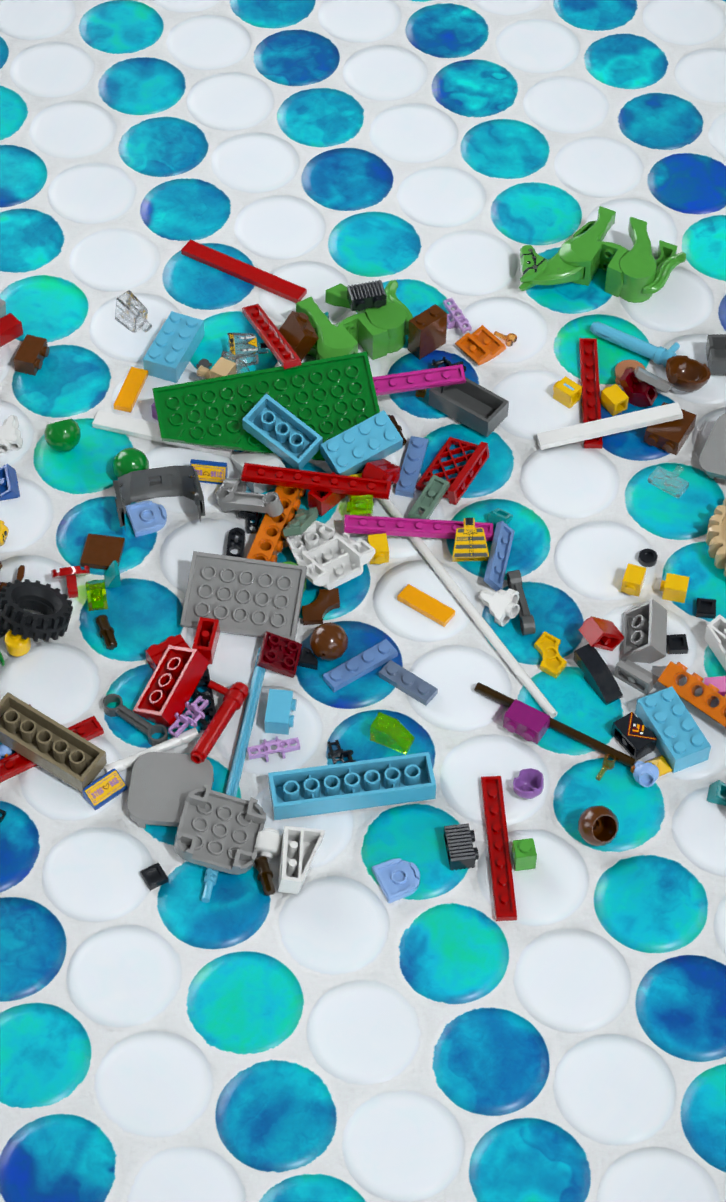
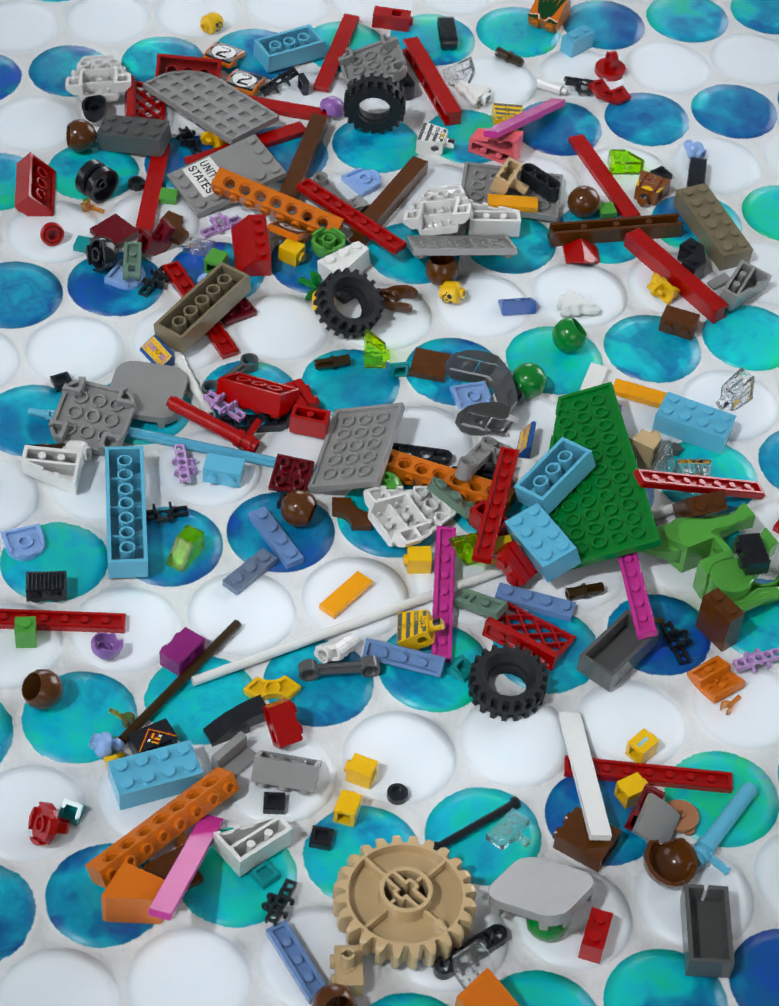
camera: 90 degrees right, 5 degrees down
(70, 574) = (395, 335): red tile -> none
(519, 462) = (512, 662): none -> black tyre
(698, 527) = (513, 803): none -> black bar

